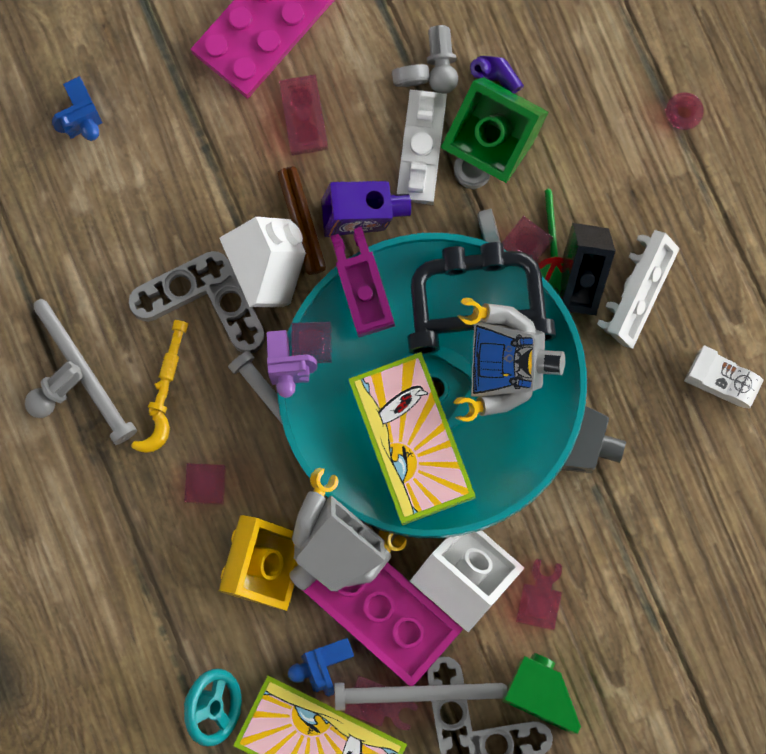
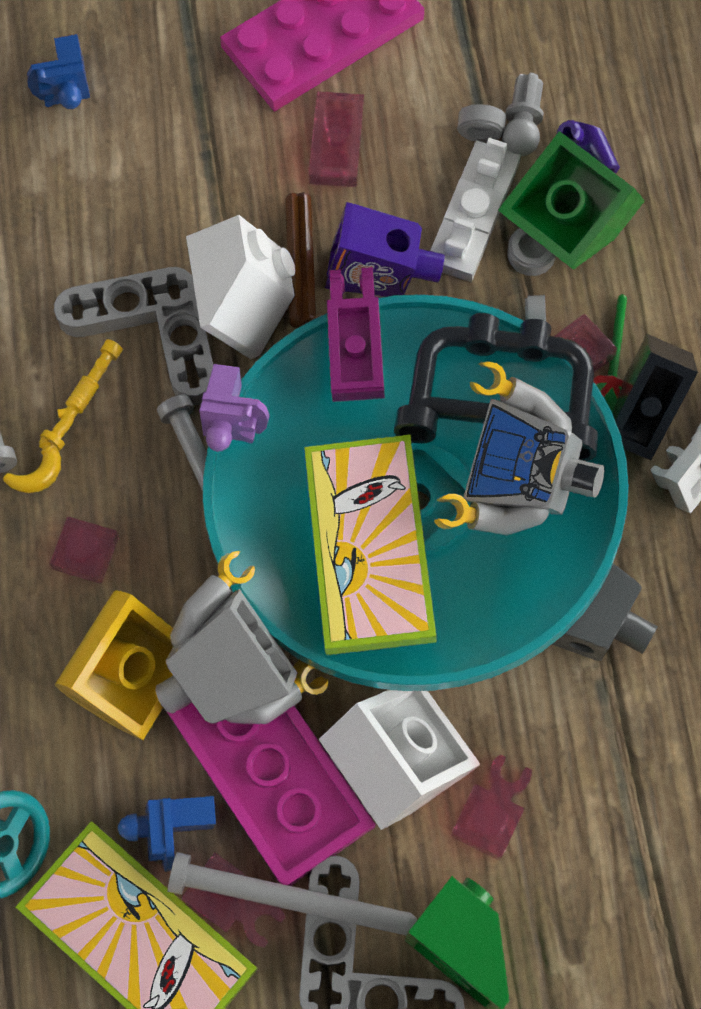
camera: 10 degrees right, 10 degrees down
(313, 339) = (275, 389): clear pink plate -> none

